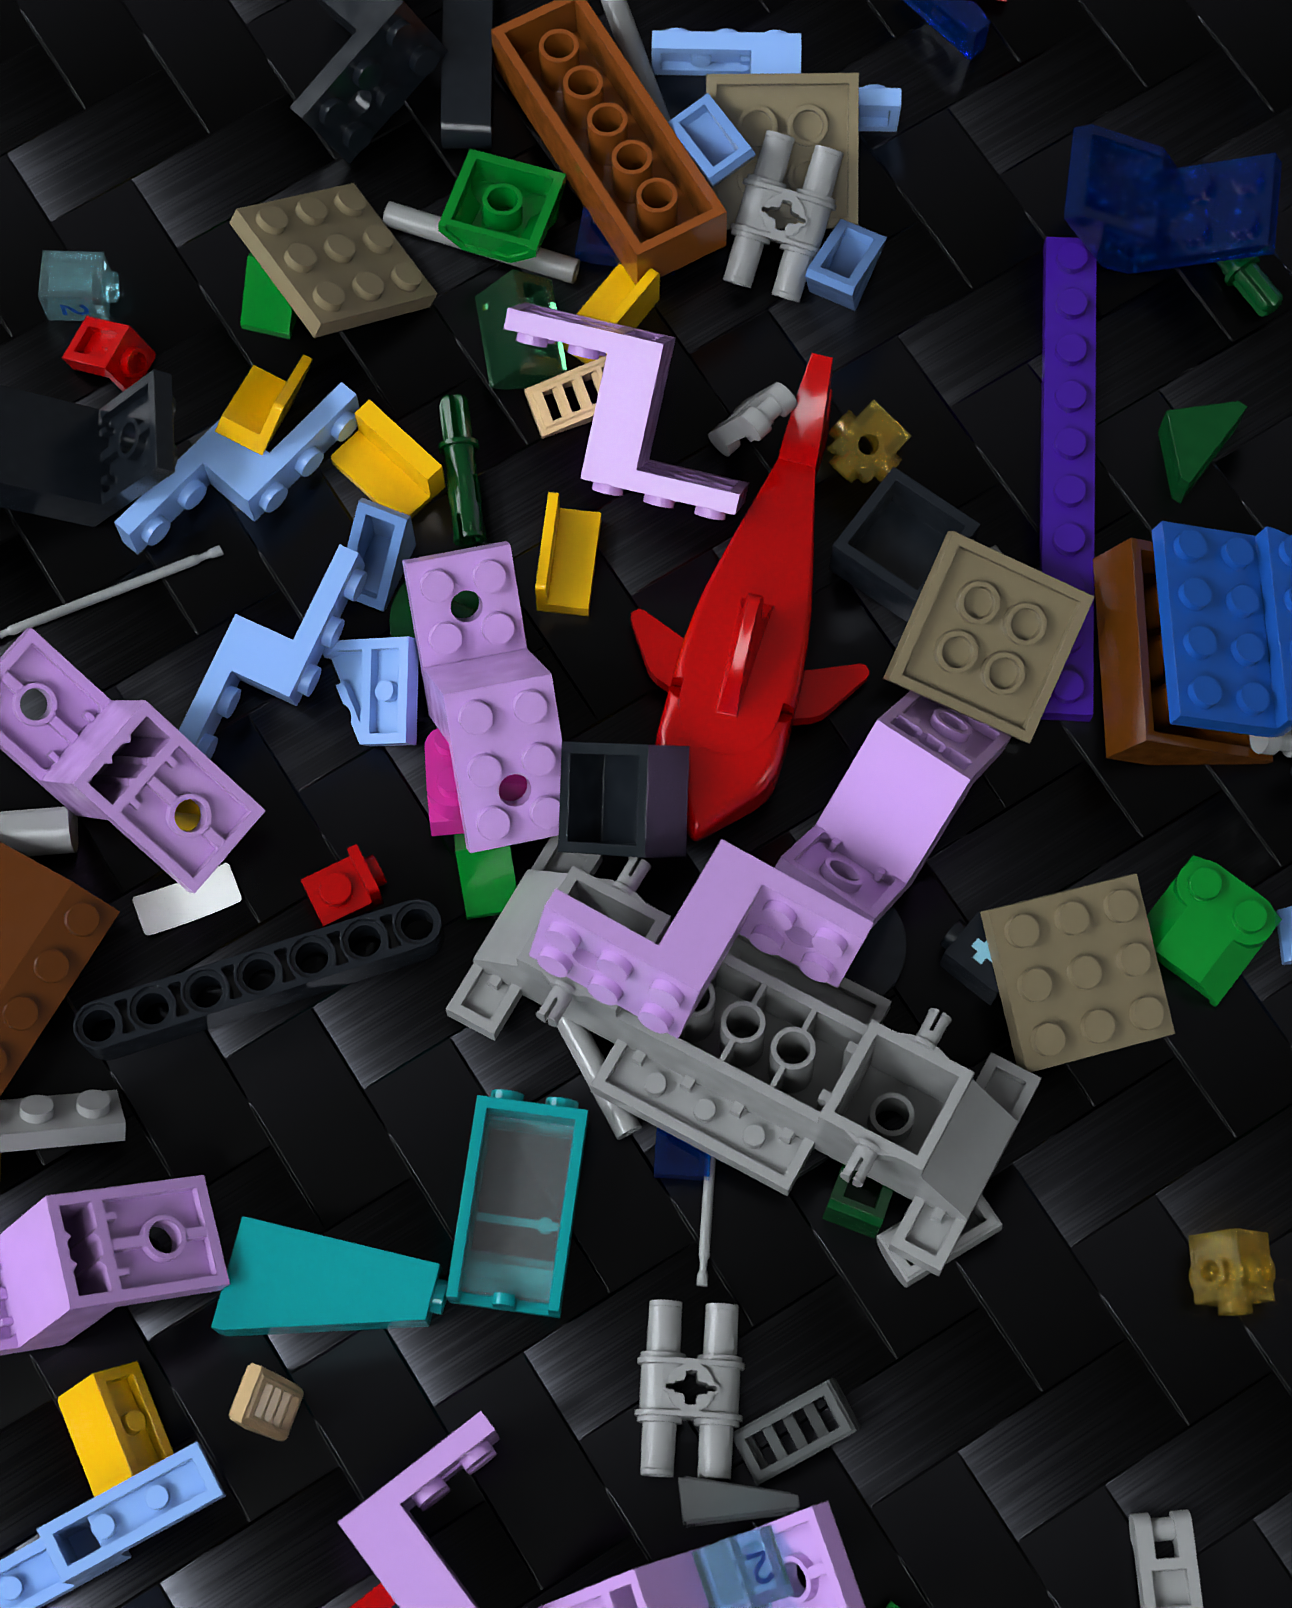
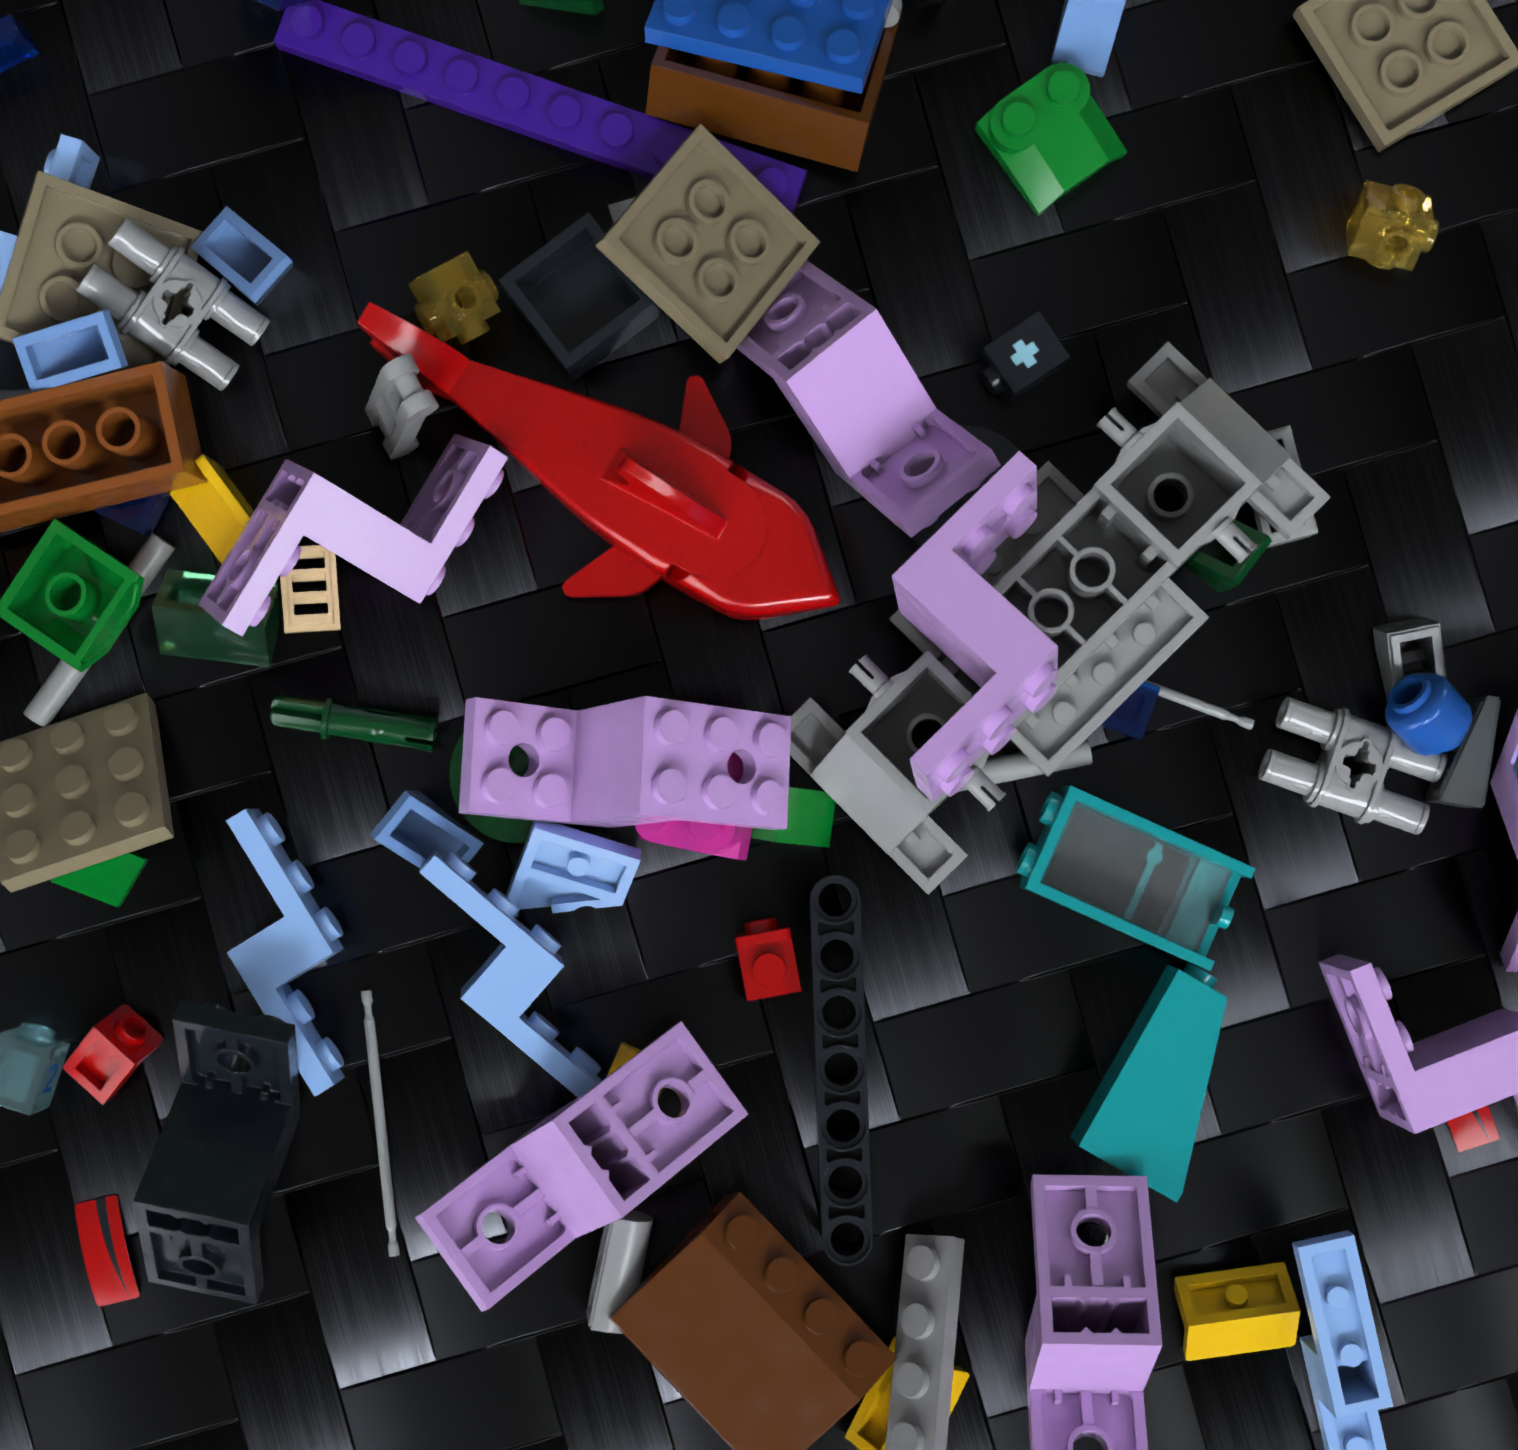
camera: 75 degrees left, 15 degrees up
(176, 906) = (737, 1146): white sticker -> none
(261, 406) = (228, 911): yellow panel -> none
(266, 1403) = (1259, 1167): tan slope -> none
(388, 463) = (327, 796): yellow panel -> none
(567, 559) = (485, 640): yellow panel -> none
(623, 799) = (785, 660): black piece -> none
(761, 1440) = (1428, 713): none -> blue head
(1077, 973) = (1069, 272): dark tan plate -> none

